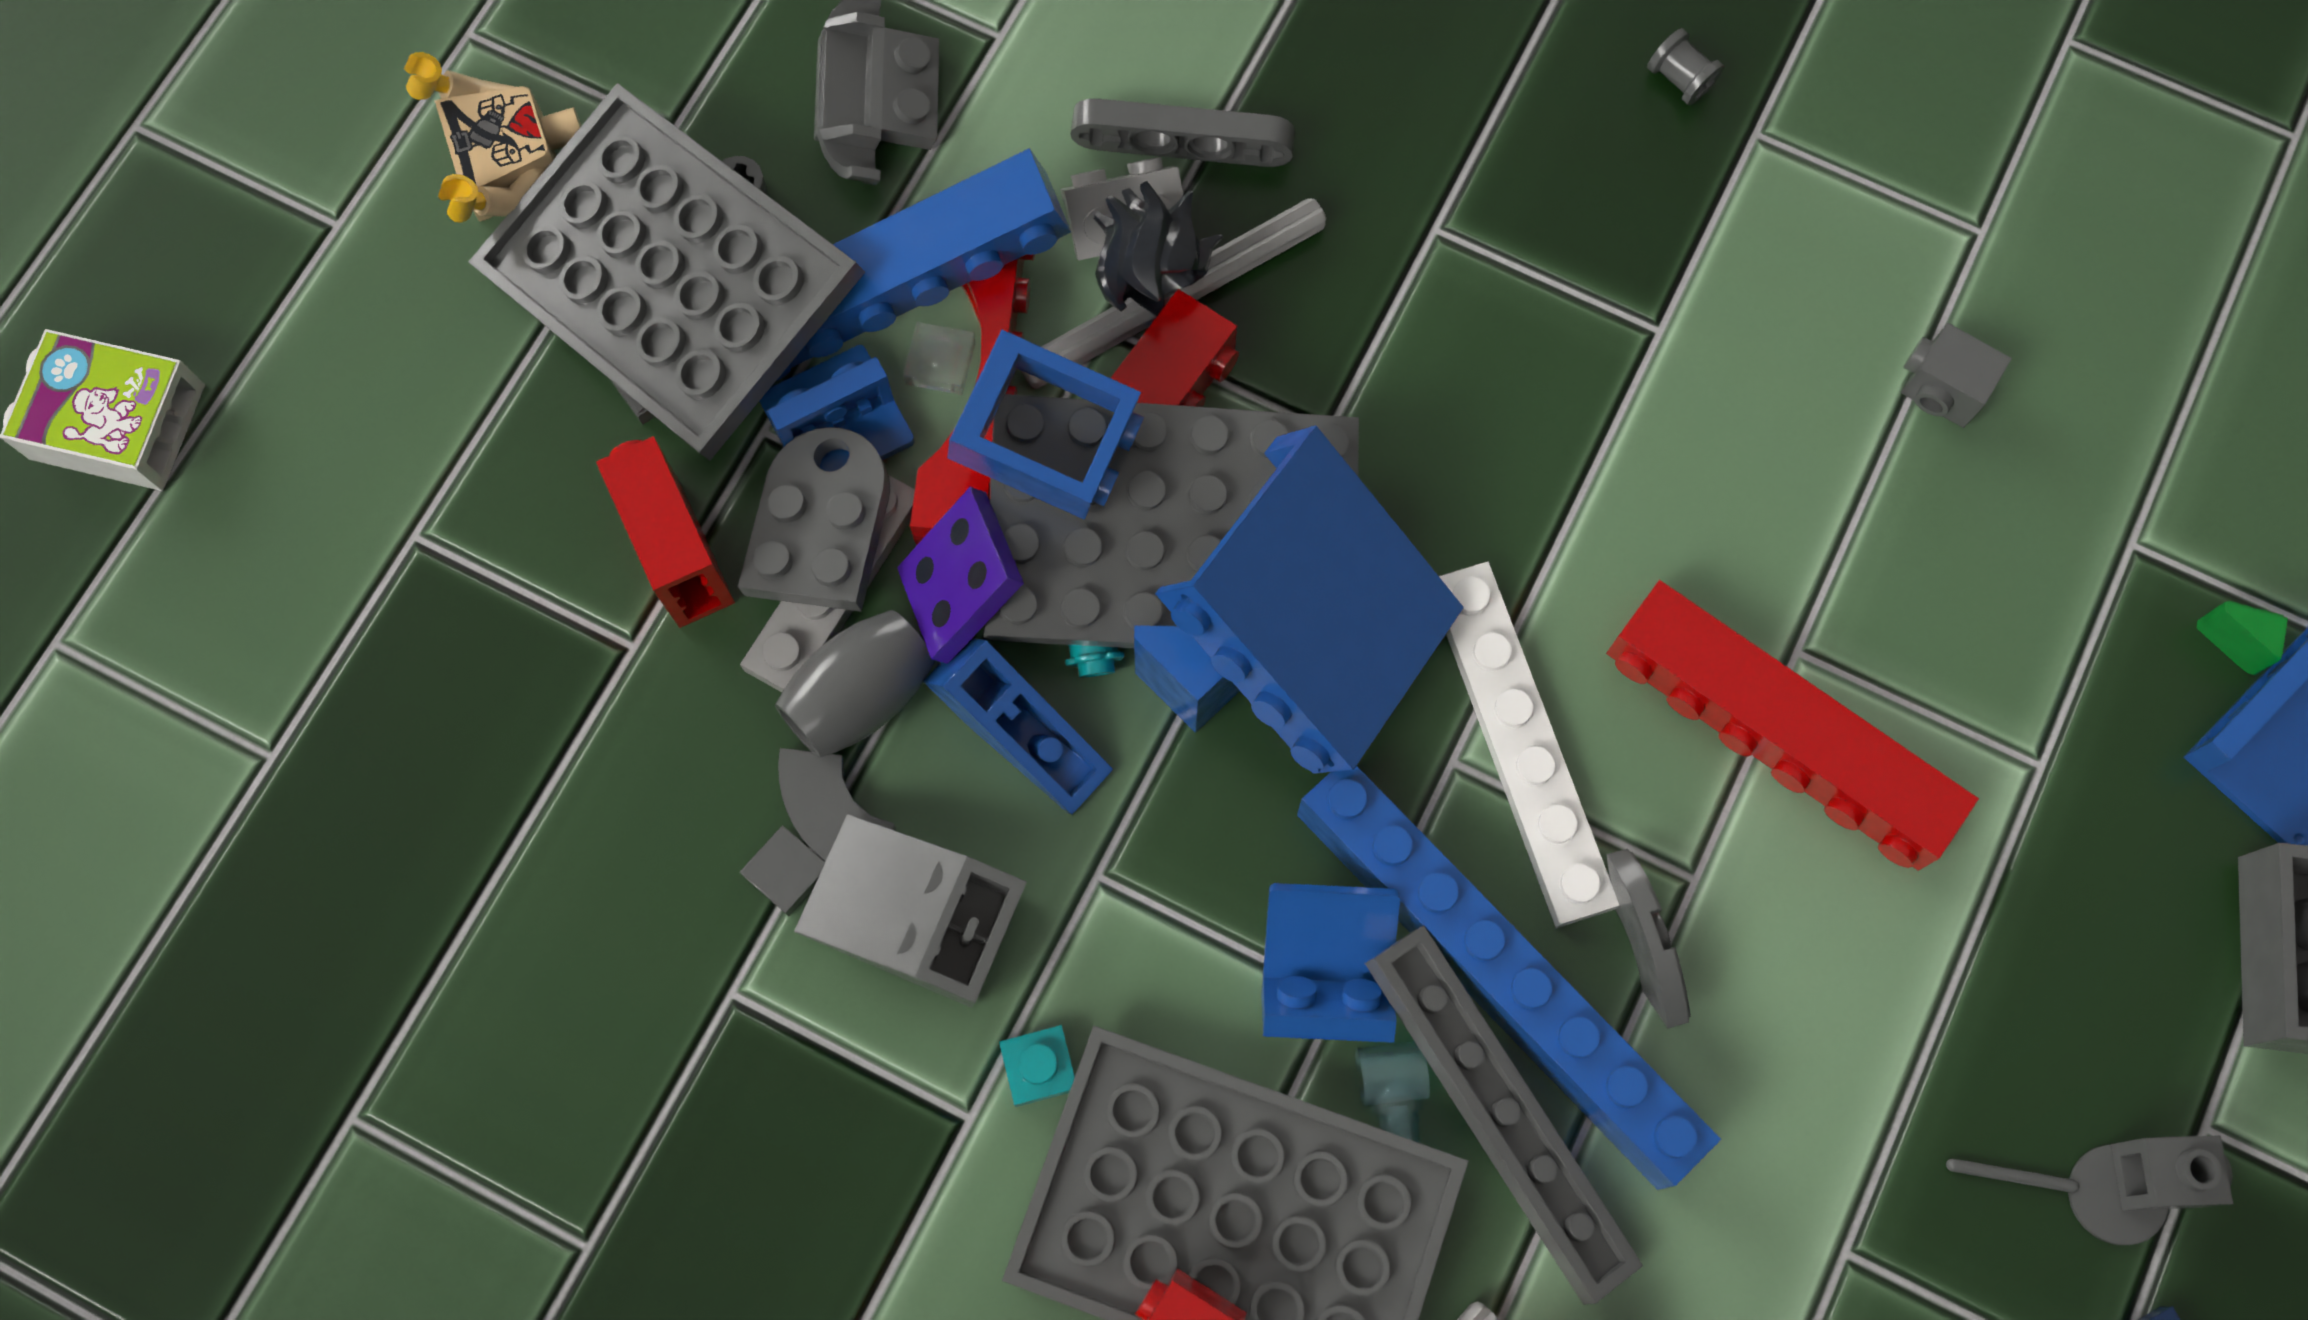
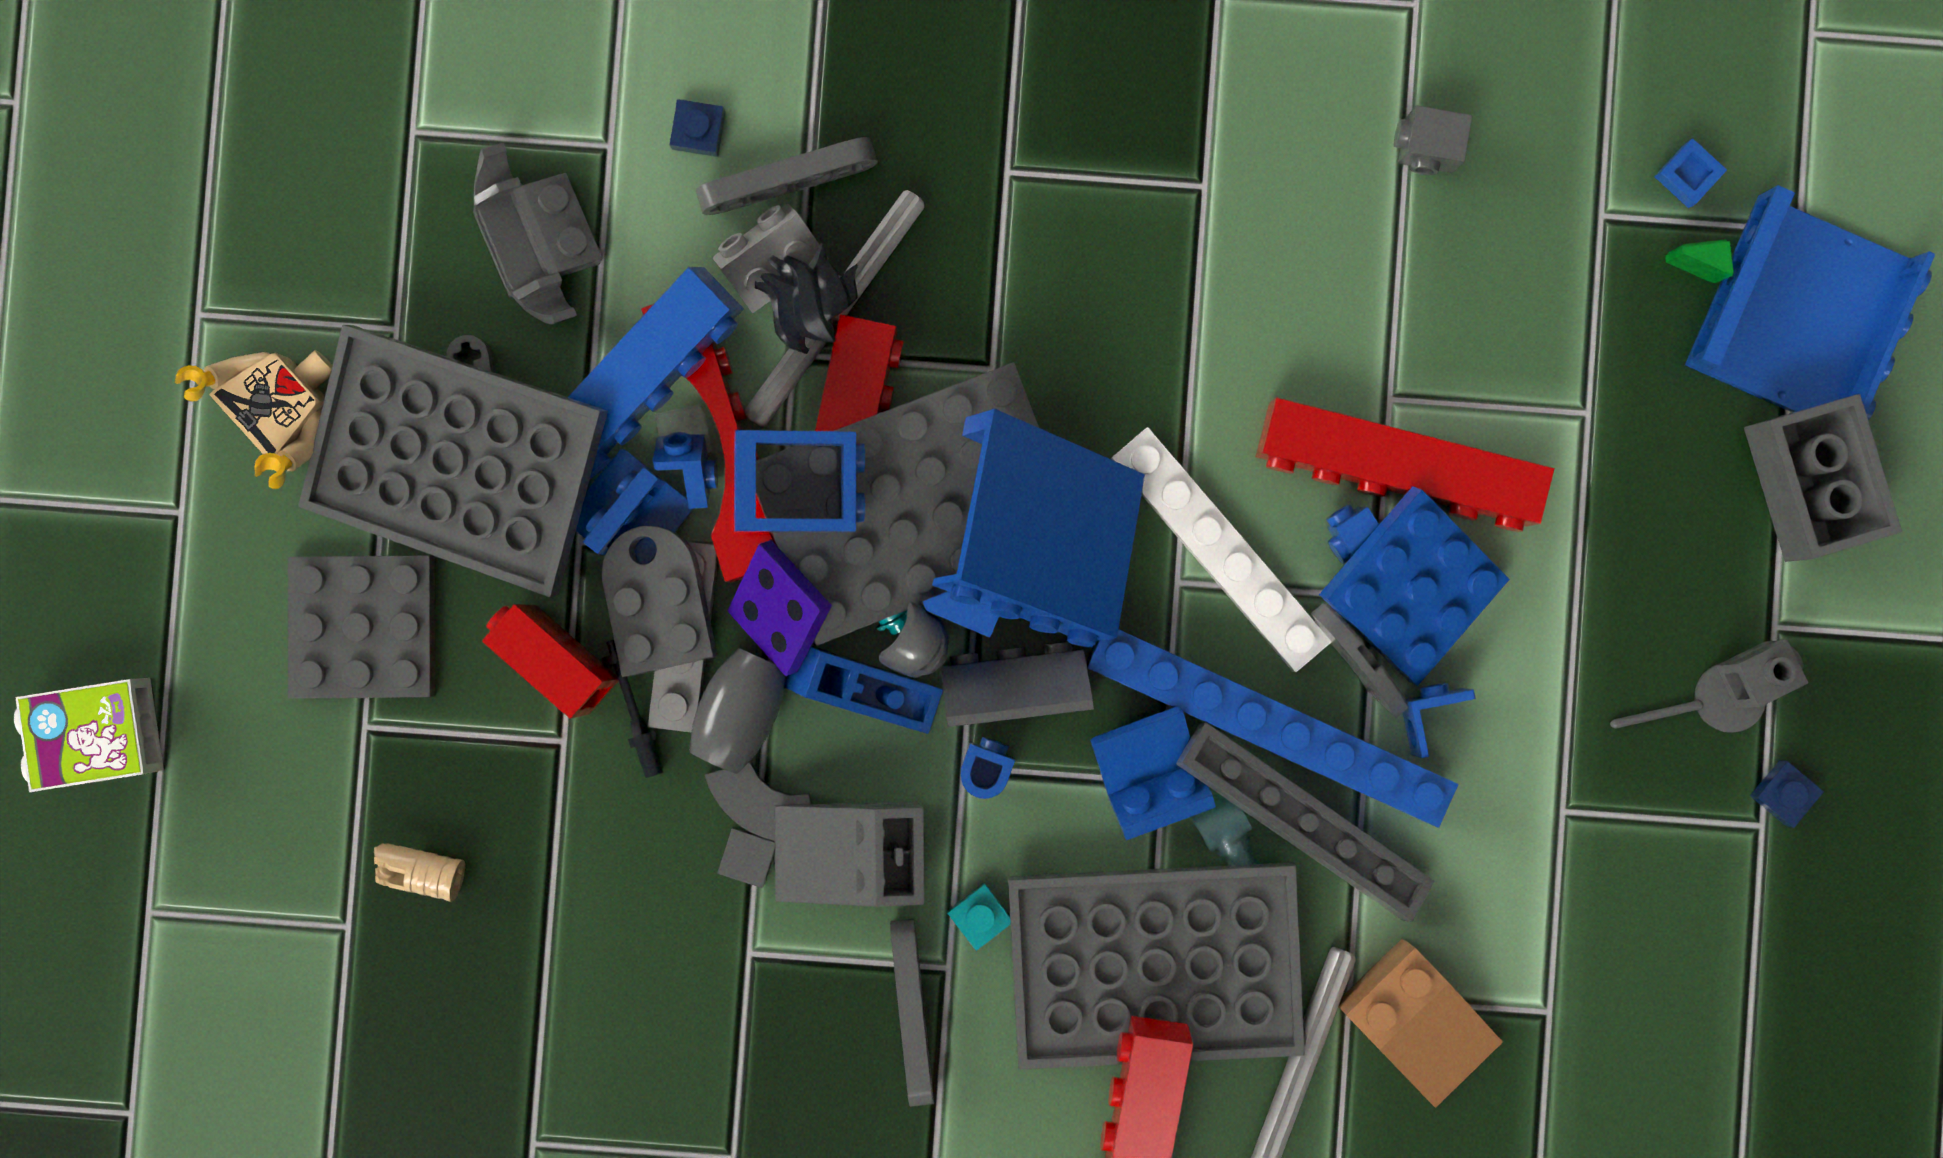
camera: 25 degrees left, 15 degrees up
(389, 721) = (418, 871): none -> tan hinge
(469, 422) = (361, 626): none -> dark grey plate
(727, 676) = (642, 738): none -> black piece
(898, 1150) = (911, 1012): none -> dark grey beam
(936, 396) = (688, 453): none -> blue bracket
(1104, 688) = (920, 645): none -> dark grey piece
(1105, 51) = (697, 127): none -> dark blue plate
(1125, 879) = (986, 768): none -> blue plate
(1201, 793) = (1016, 685): none -> dark grey slope
(1698, 786) = (1350, 530): none -> blue plate
(1722, 1025) = (1430, 697): none -> blue bracket
(1750, 875) = (1414, 586): none -> blue plate
(2259, 532) = (1690, 173): none -> blue plate

